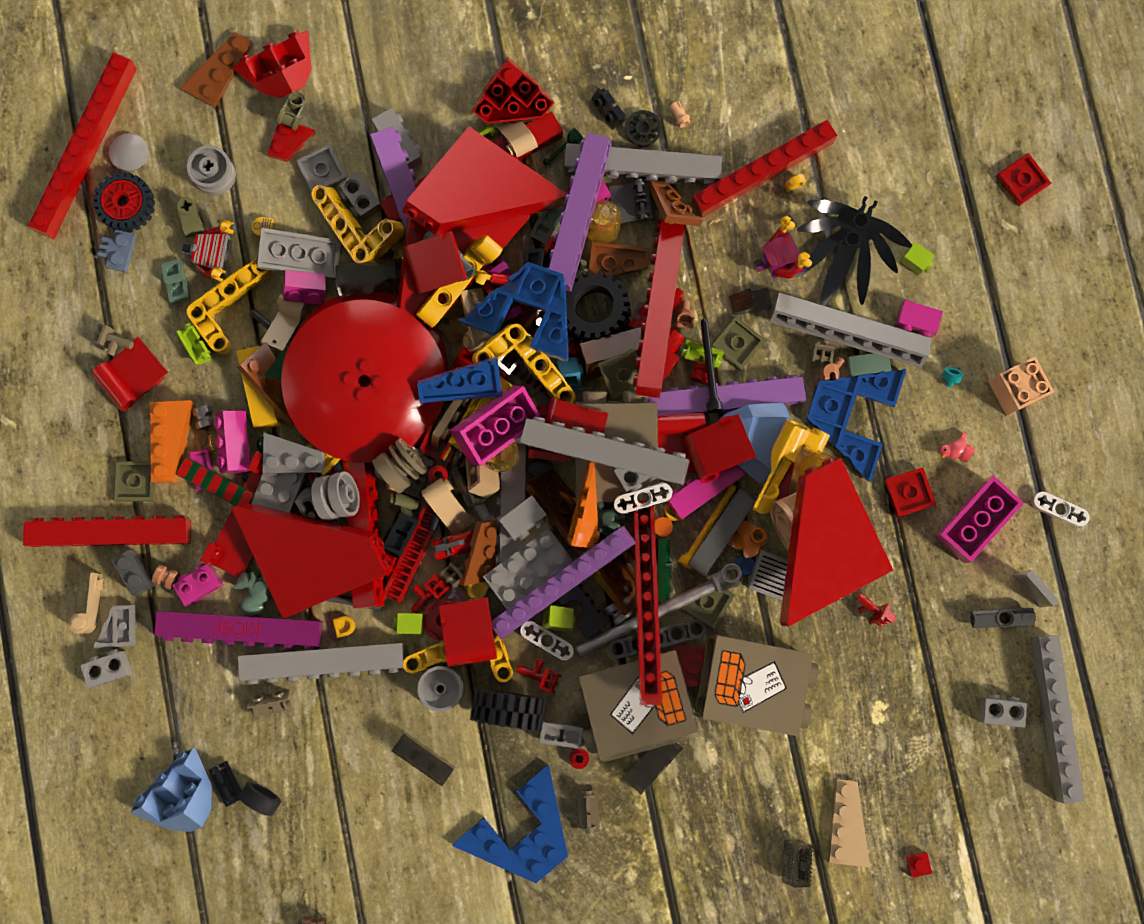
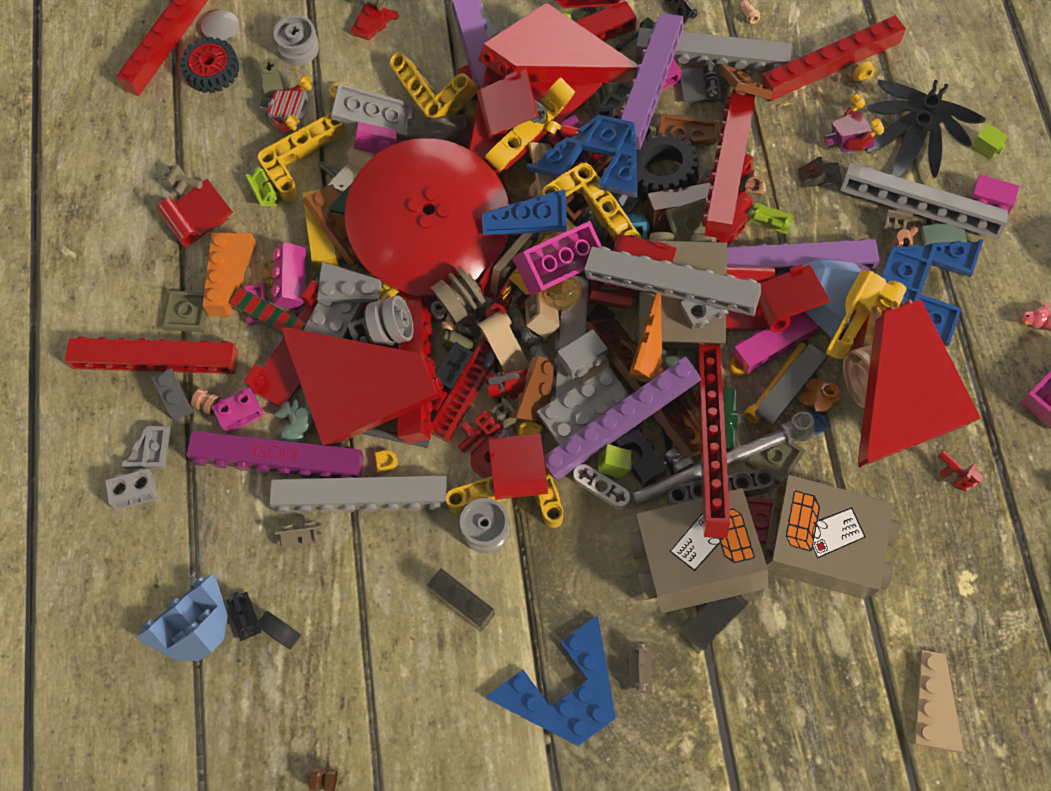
camera: 10 degrees right, 15 degrees down
(87, 623) = (117, 439): tan door -> none
(118, 250) = (197, 106): sand blue hinge -> none
(176, 281) = (250, 134): sand green slope -> none
(203, 417) = (263, 252): flat silver wheel -> none
(321, 168) = (403, 41): light grey tile -> none
(363, 195) = (436, 67): light grey brick -> none
(409, 623) = (455, 460): lime brick -> none
(508, 709) = (557, 544): black tyre -> none
(518, 136) = (594, 19): tan door -> none
(543, 678) = (596, 524): red arm -> none
(561, 735) = (613, 581): light grey brick -> none
(573, 348) = (638, 206): red plate -> none
(583, 753) = (631, 618): red plate -> none
(604, 222) = (674, 97): clear yellow piece -> none
(643, 128) = (714, 22): pearl dark grey wheel -> none
(656, 488) = (714, 328): white beam -> none
(663, 527) = (730, 378): orange tile -> none
(699, 374) = (770, 234): red wheel -> none
(714, 404) = (784, 258): black piece -> none
(738, 343) = (809, 211): olive tile -> none
(768, 575) = (842, 432): light grey tile -> none
(797, 863) = (879, 738): clear smoke brick -> none
(910, 492) = (992, 357): red plate -> none
(918, 864) = (1020, 753): red plate -> none
(952, 376) = (1030, 249): teal tile -> none

